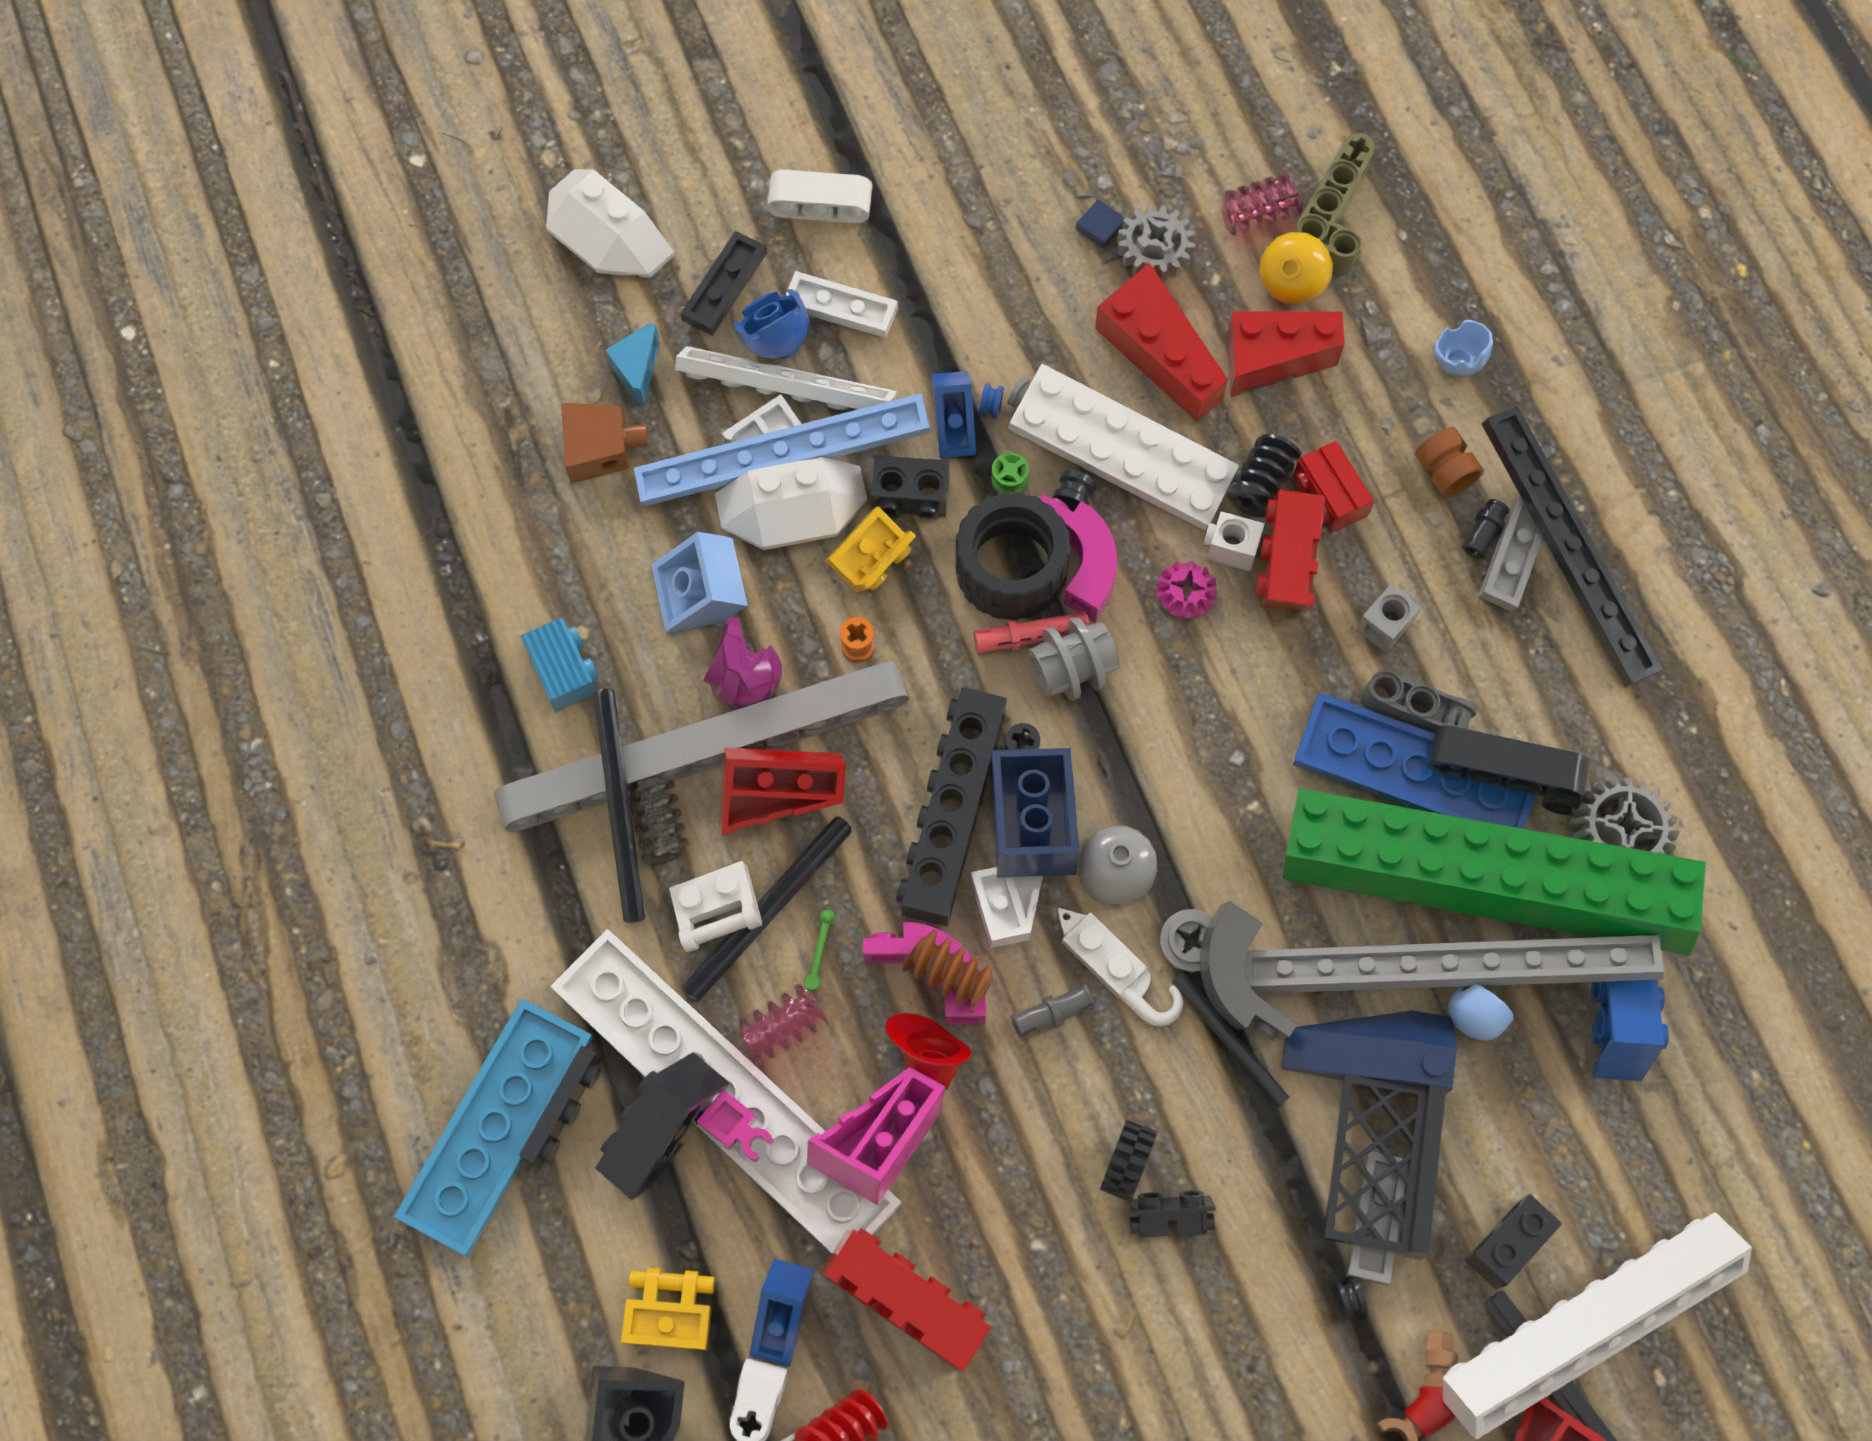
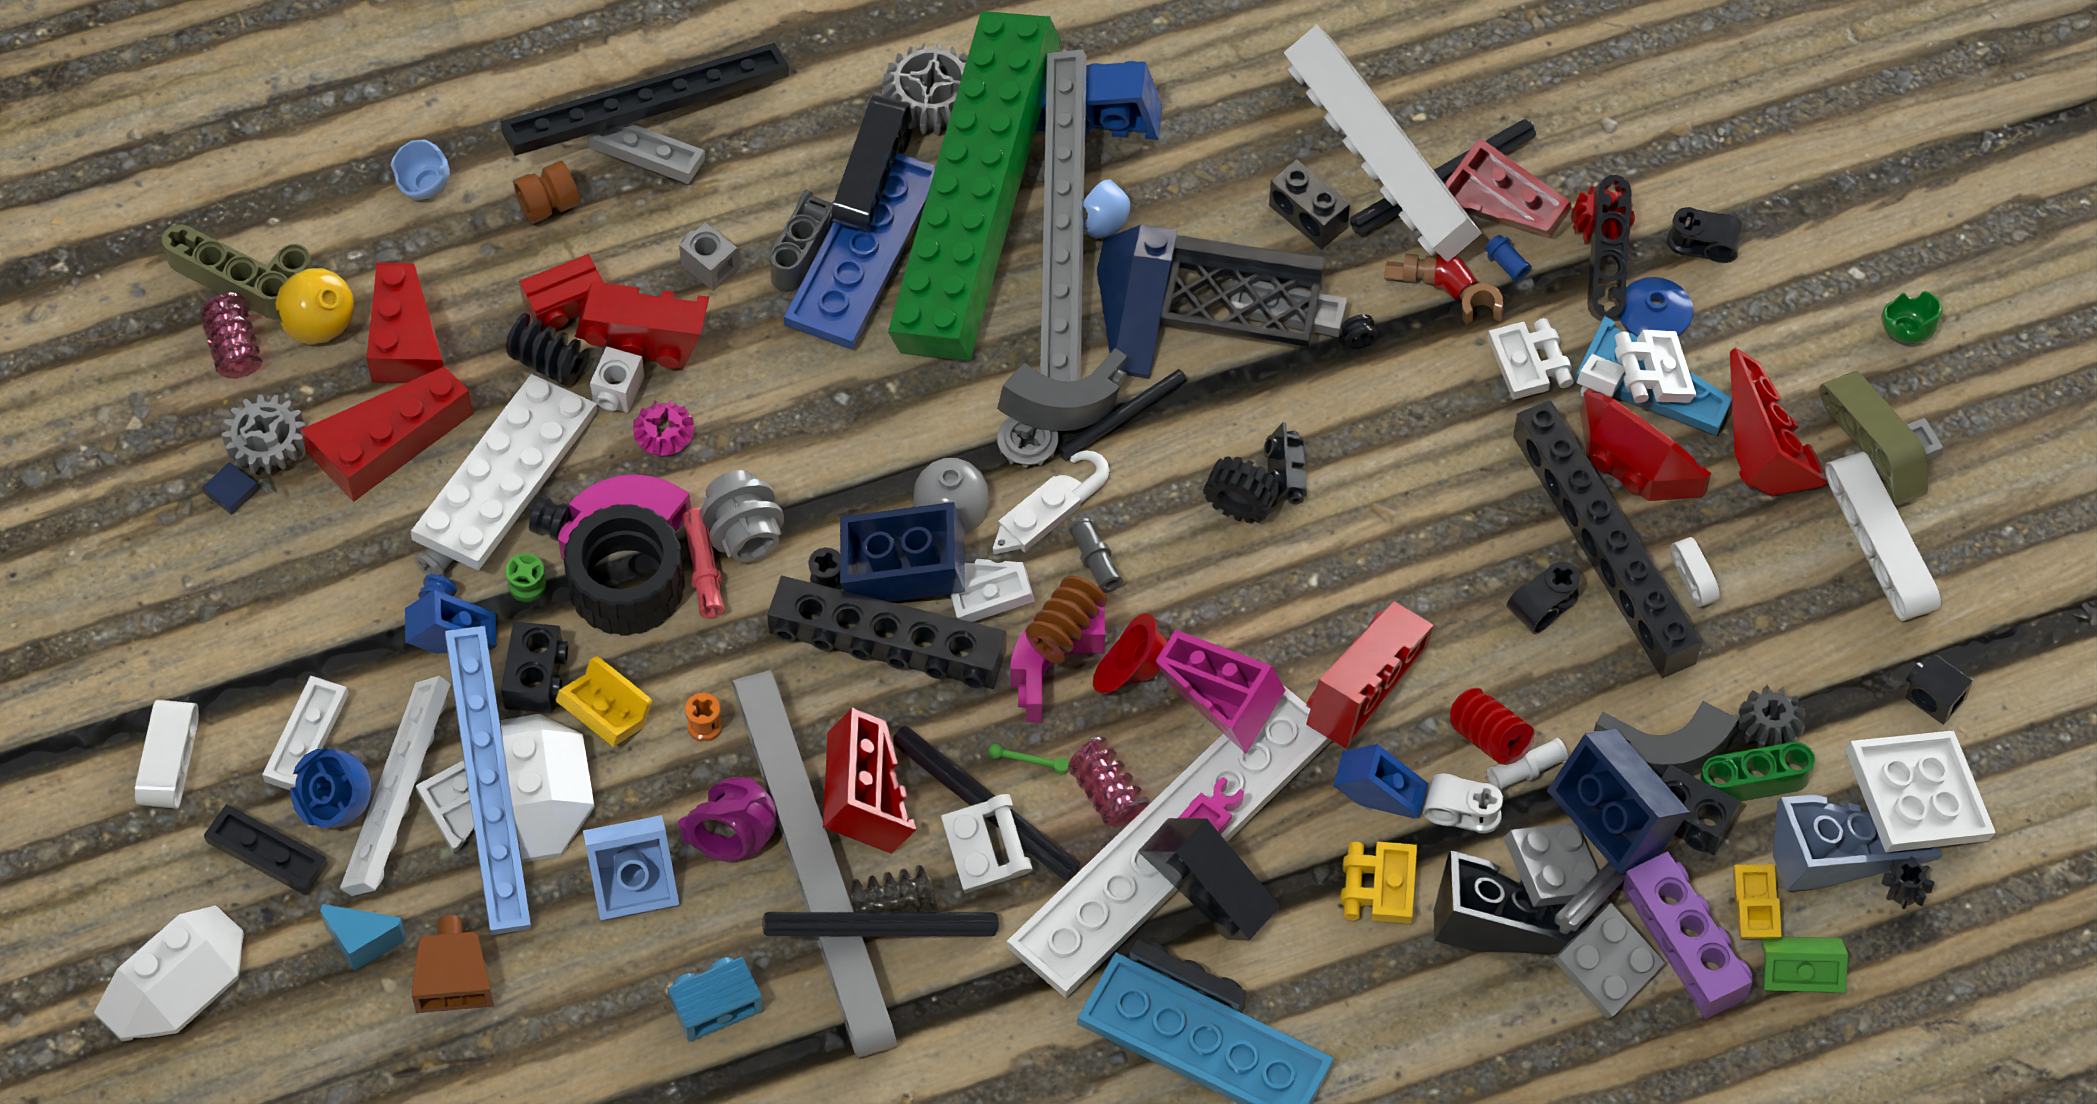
camera: 90 degrees left, 10 degrees down
(1488, 523) = (612, 168): black pin -> none

